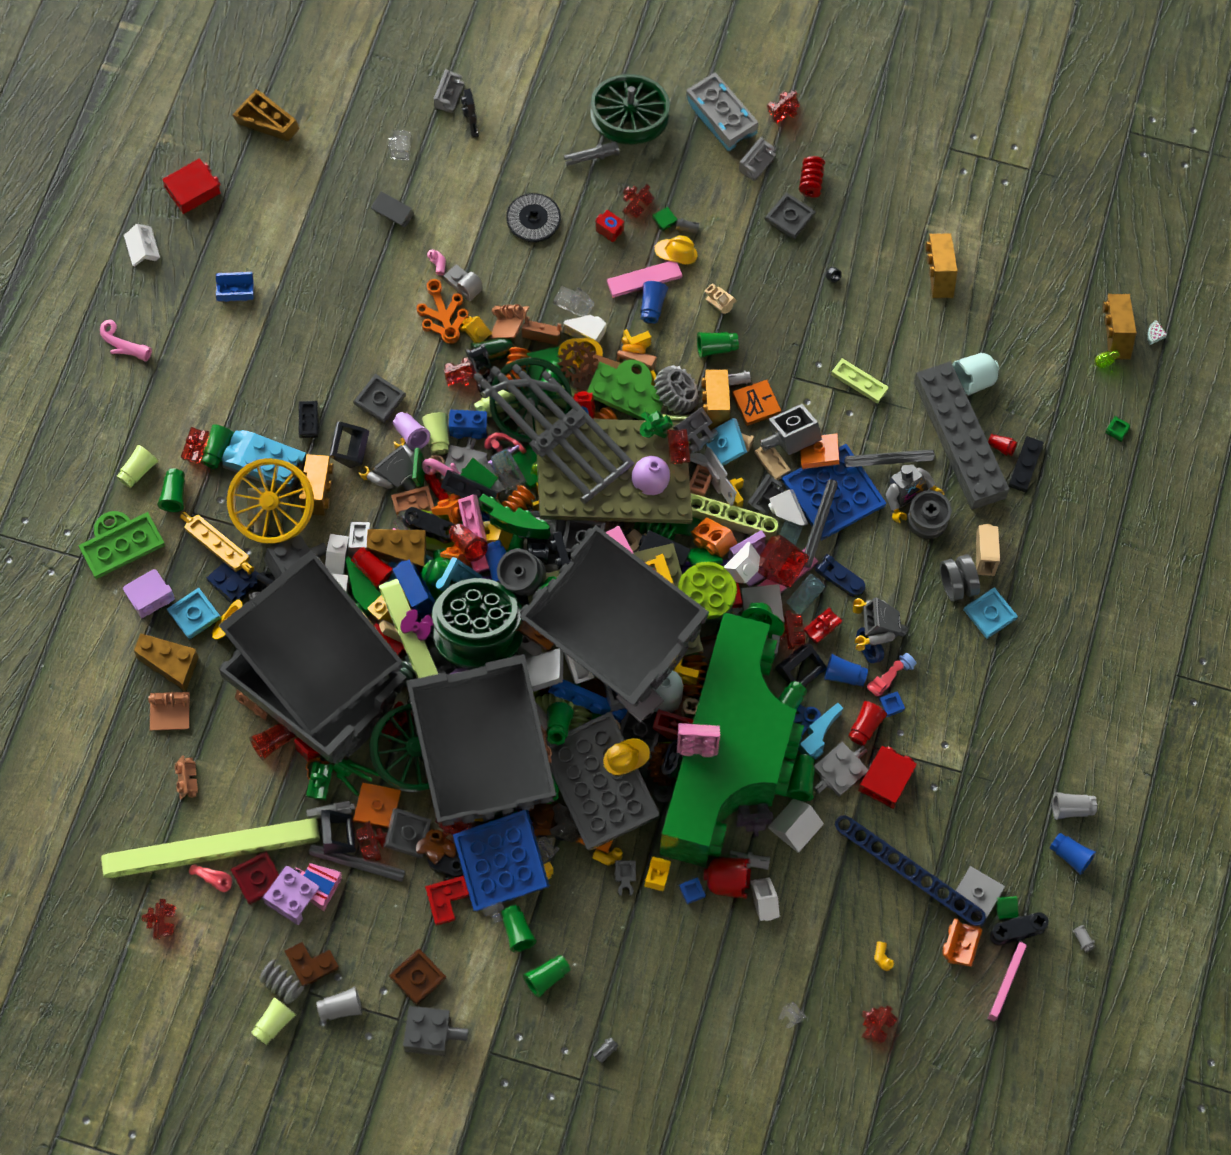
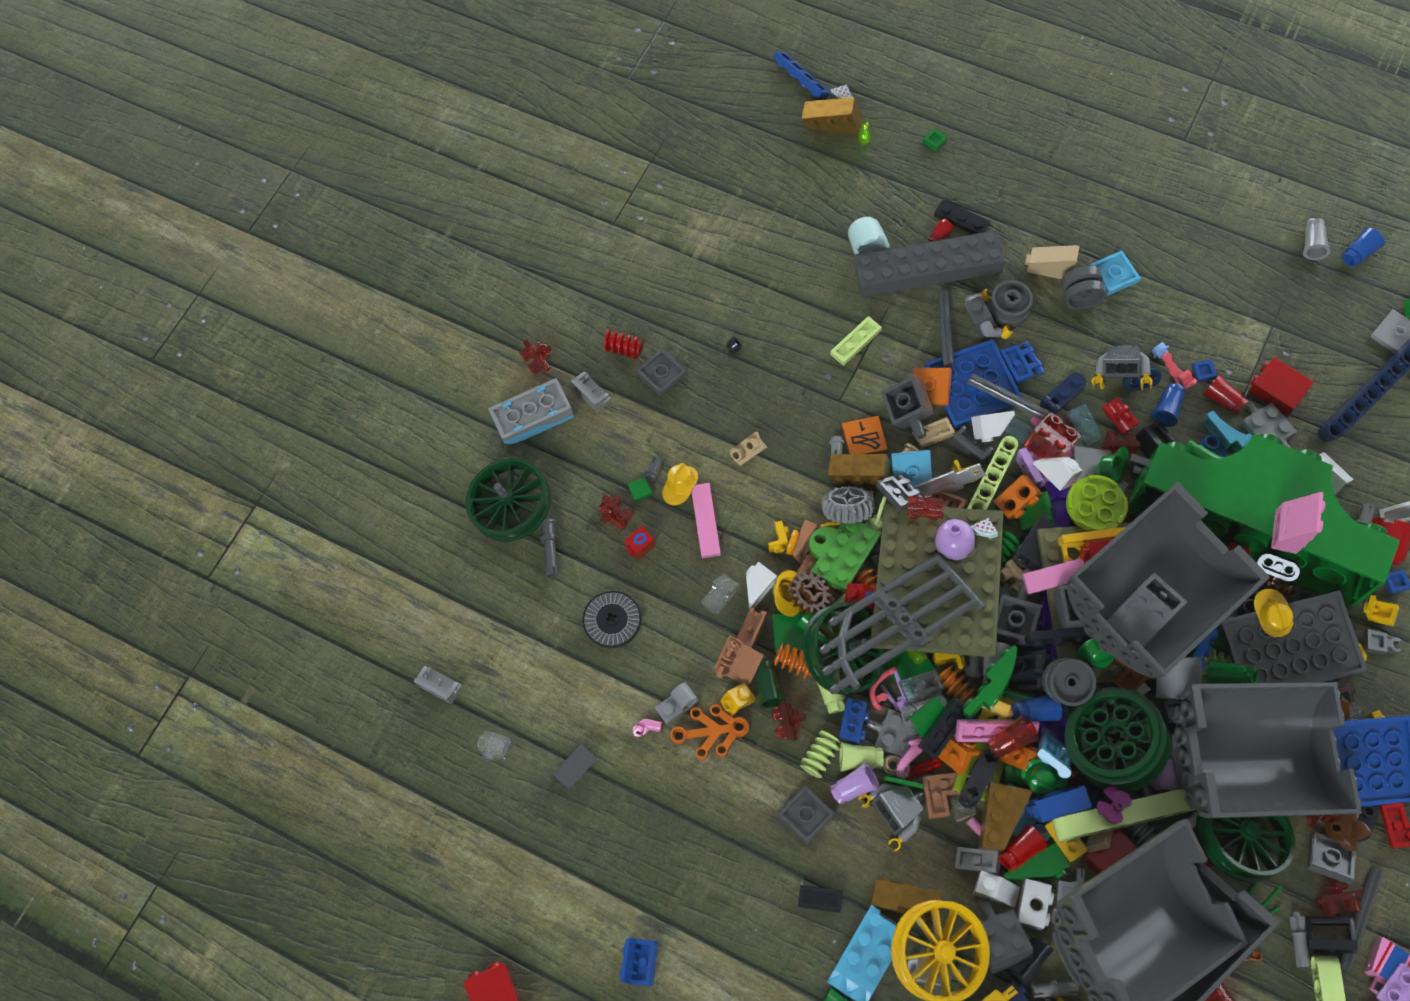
camera: 70 degrees left, 0 degrees up
(266, 117) = (424, 893): pearl gold wedge -> none
(319, 781) = (1274, 948): green hips -> none
(356, 448) = (865, 849): black tile -> none
(376, 804) = (1297, 890): orange plate -> none
(431, 401) = (819, 754): none -> yellowish green piece
(469, 111) = (471, 662): black wing -> none
(479, 359) = (796, 695): black piece -> none
(588, 615) = (1147, 611): none -> flat silver slope
(653, 299) = (737, 514): blue plant -> none
(655, 424) = (898, 527): green hips -> none
(667, 500) = (985, 529): none -> light aqua tile
(716, 343) = (795, 462): green plant -> none
(864, 529) = (1017, 364): none -> blue plate
(941, 265) = (743, 247): pearl gold wedge -> none
(1167, 289) = (796, 71): none -> blue plate

